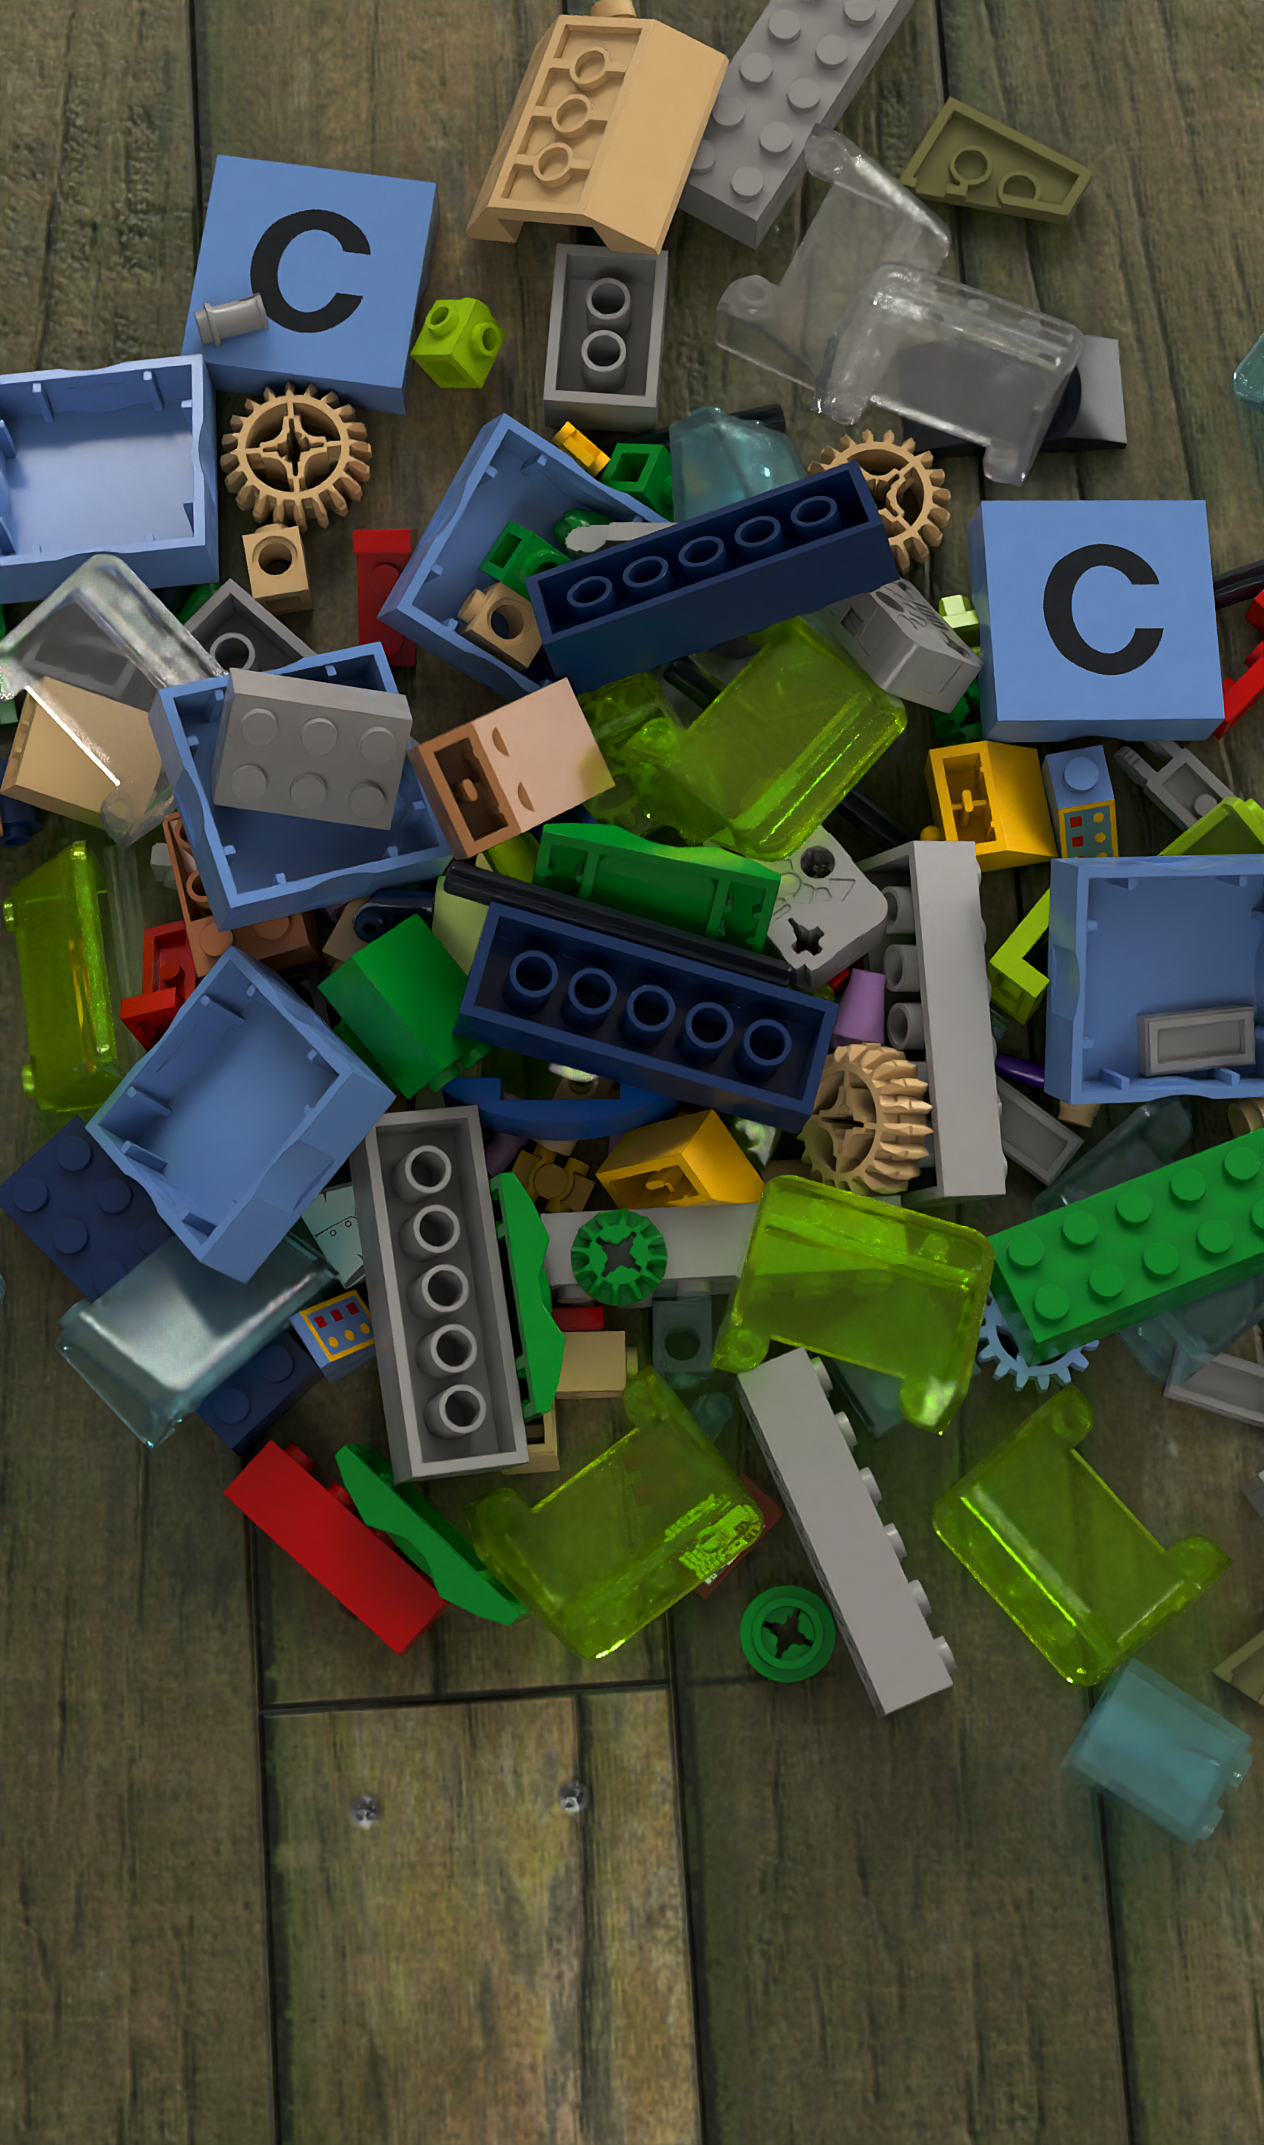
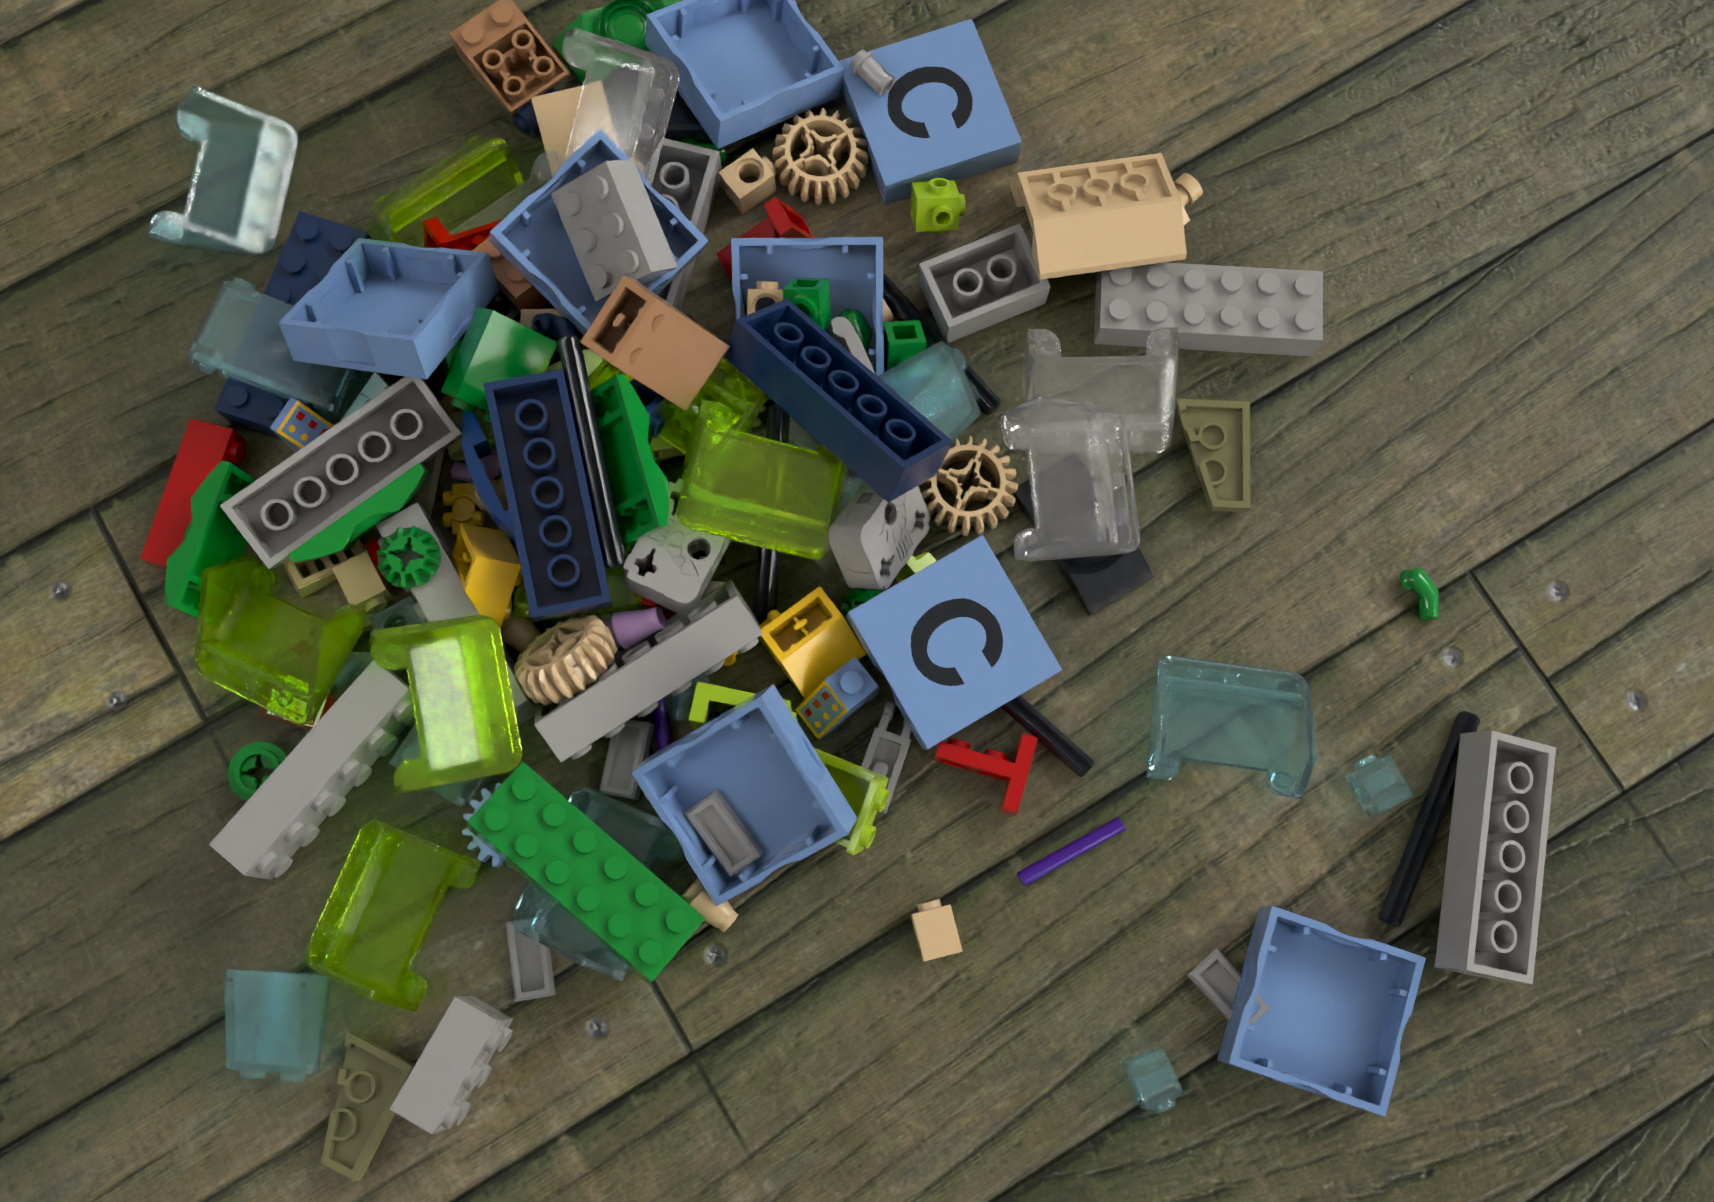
camera: 60 degrees right, 0 degrees up
(581, 449) = (899, 299): yellow piece -> none

